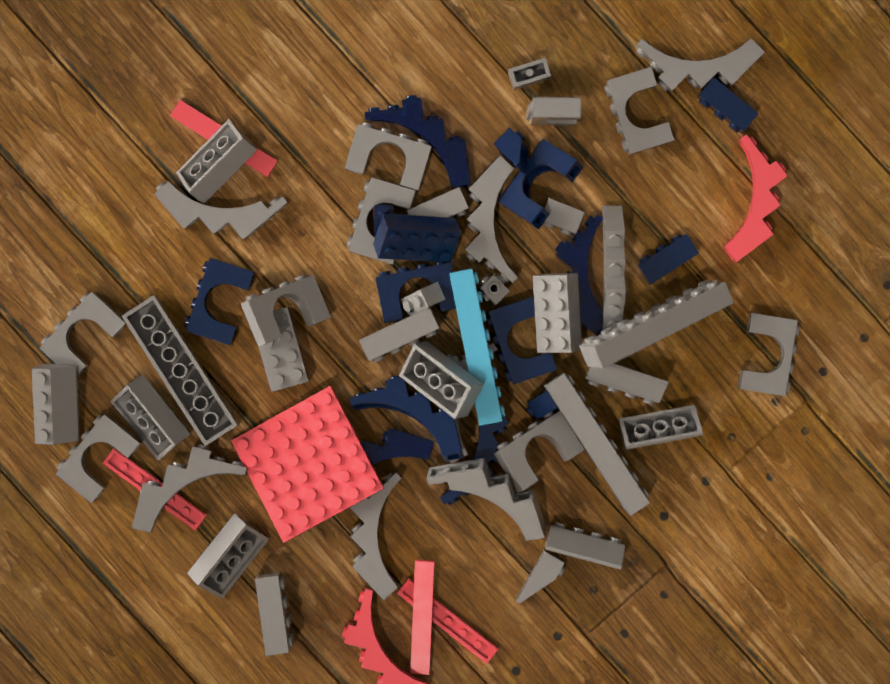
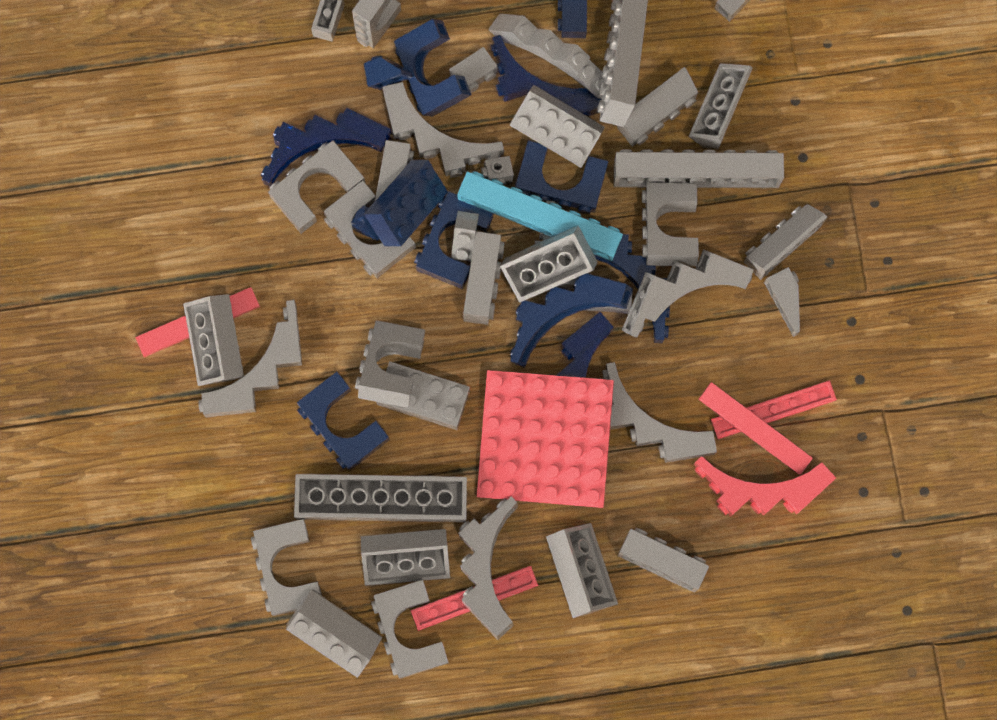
camera: 55 degrees left, 10 degrees down
(541, 405) = (631, 195): dark blue slope -> none

